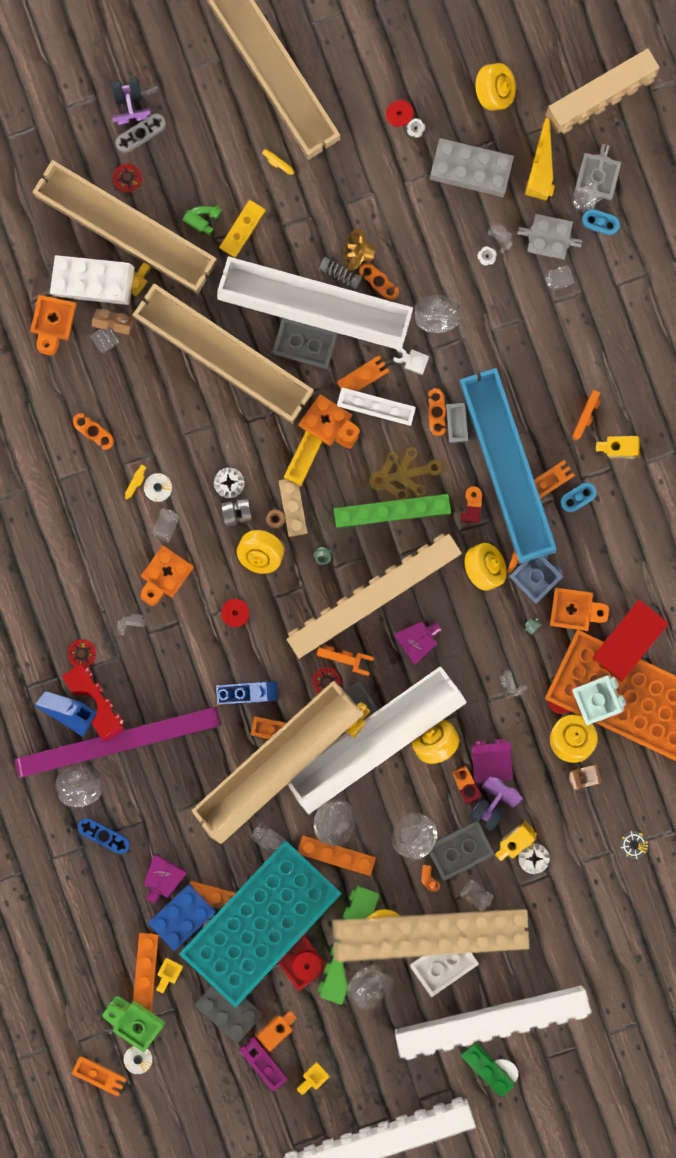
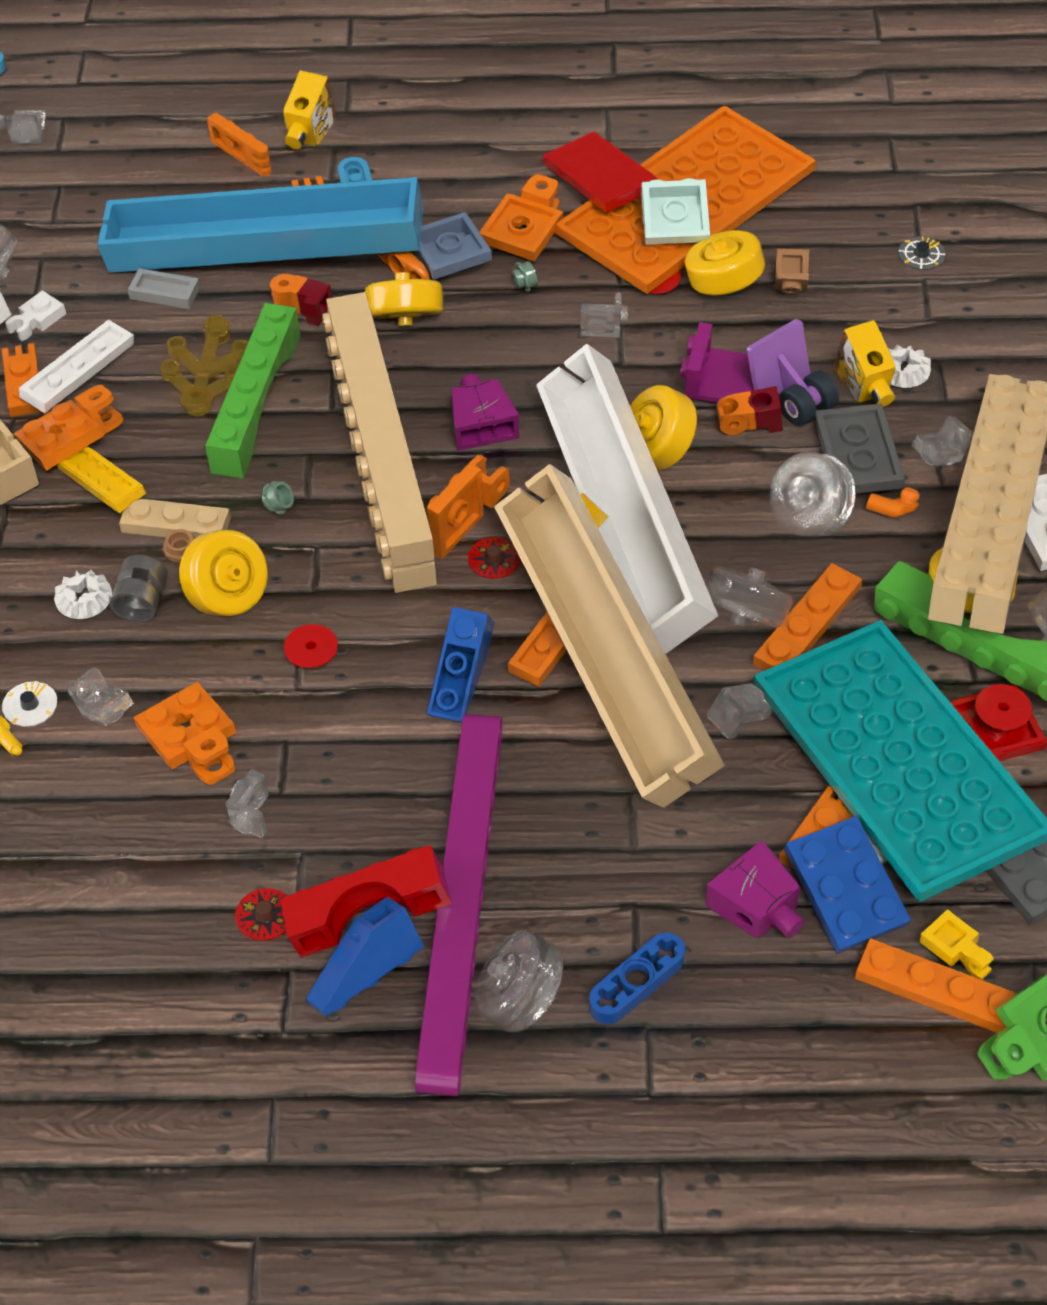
camera: 70 degrees left, 35 degrees down
(434, 420) = (141, 313): orange piece -> none

